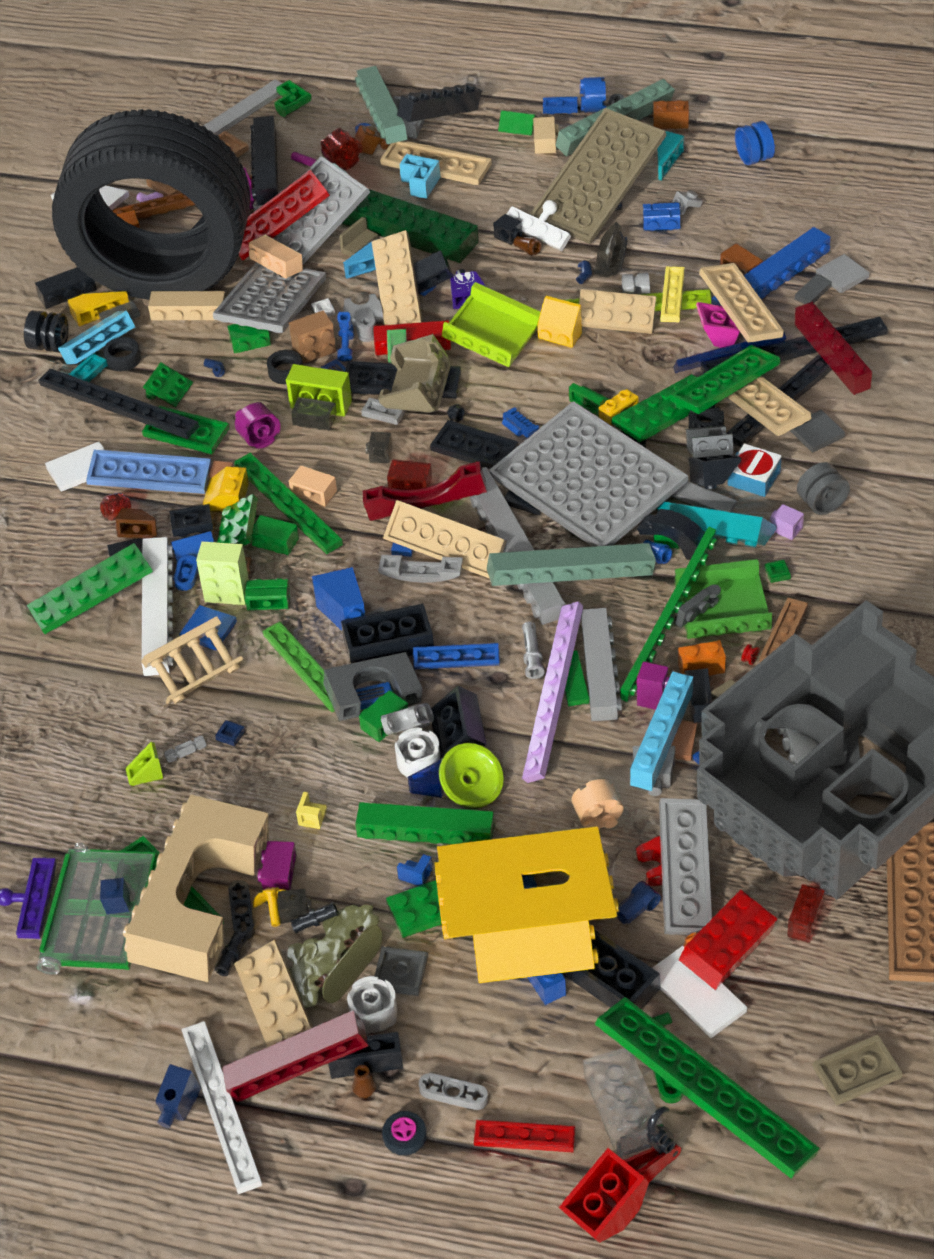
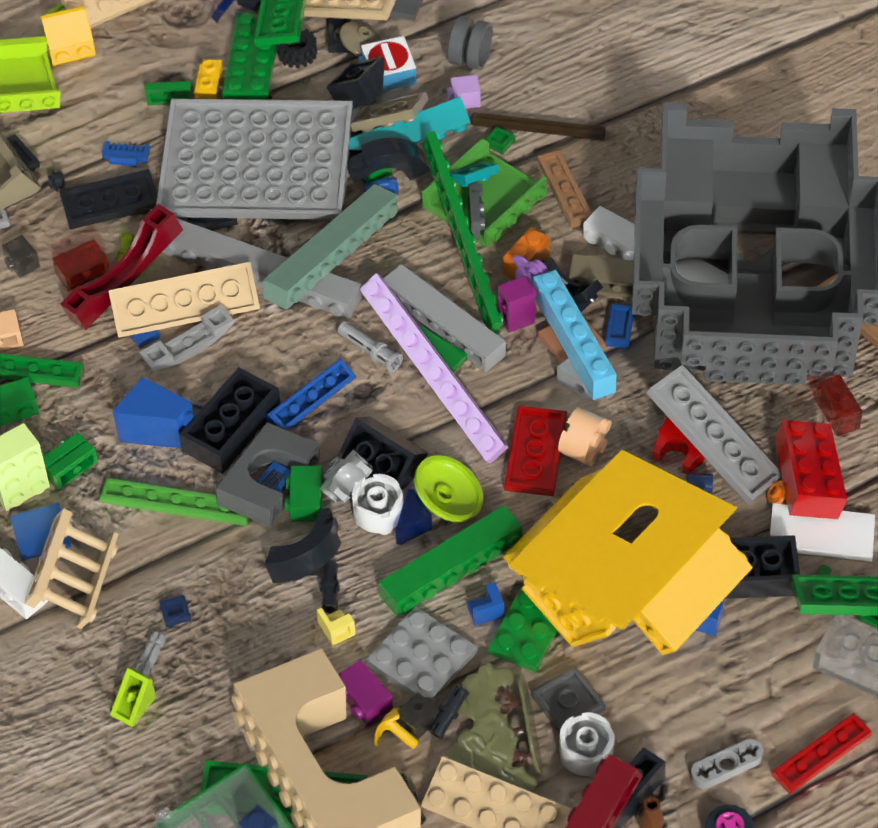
camera: 45 degrees left, 5 degrees up
(244, 901) = (366, 745): black beam -> none
(334, 786) = (329, 587): none -> black pin
(342, 753) = (307, 555): none -> black arch
(342, 872) = (421, 655): none -> light grey plate
(552, 800) = (535, 451): none -> red tile
(682, 666) = (529, 269): none -> medium lavender plate
(706, 499) = (389, 112): none -> dark tan plate
(709, 441) = (324, 66): dark grey panel -> none
(729, 580) = (477, 172): none -> teal plate
(748, 433) = (357, 34): none -> dark tan dish
(749, 654) = (558, 224): red bush -> none
(813, 576) = (538, 126): none -> dark brown axle

